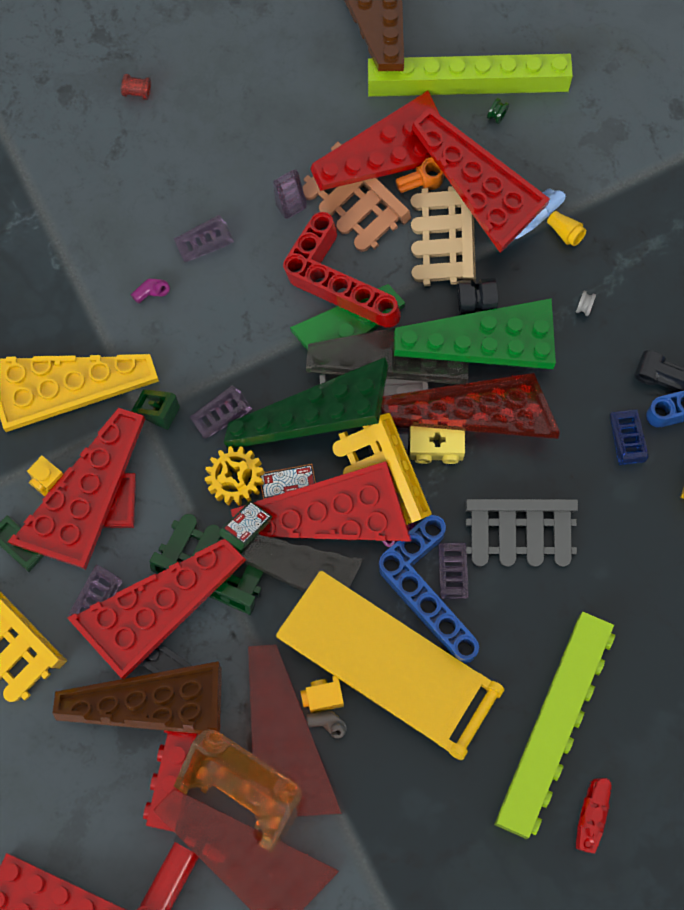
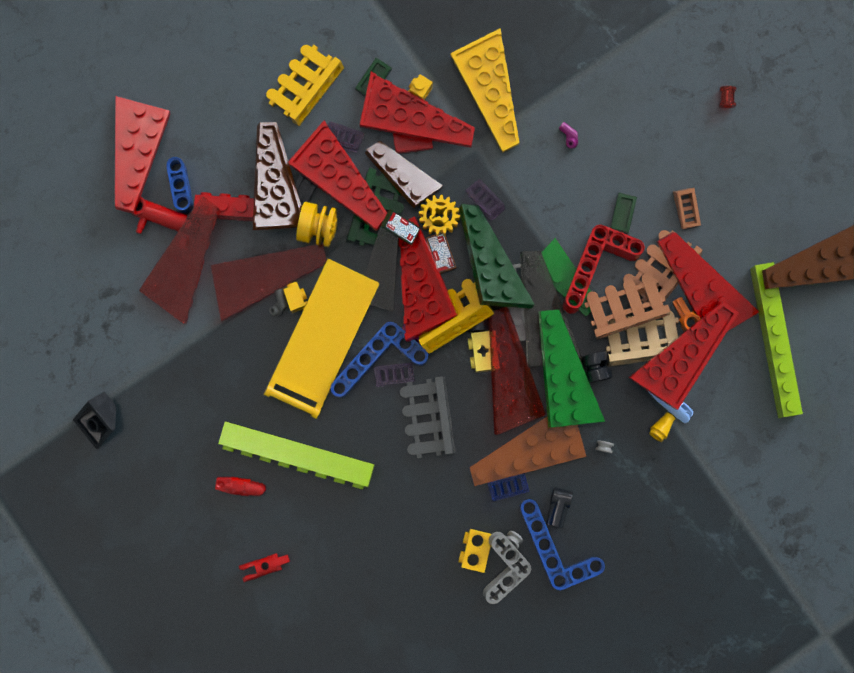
camera: 80 degrees right, 10 degrees up
(111, 850) = (179, 176): none -> blue beam
(157, 407) = (481, 154): dark green slope -> none
(168, 517) = (404, 176): none -> wing
(200, 231) = (627, 174): clear purple slope -> none
(221, 646) = (316, 224): none -> yellow wheel
(246, 779) = (237, 229): clear orange windscreen -> none
(266, 166) = (680, 209): none -> nougat slope
(269, 237) = (623, 213): none -> dark green tile
(289, 194) = (655, 221): clear purple slope -> none
(398, 233) = (619, 314): none -> nougat fence
(498, 111) = (750, 366): dark green bush -> none
(582, 403) = (529, 451): none -> dark orange wing

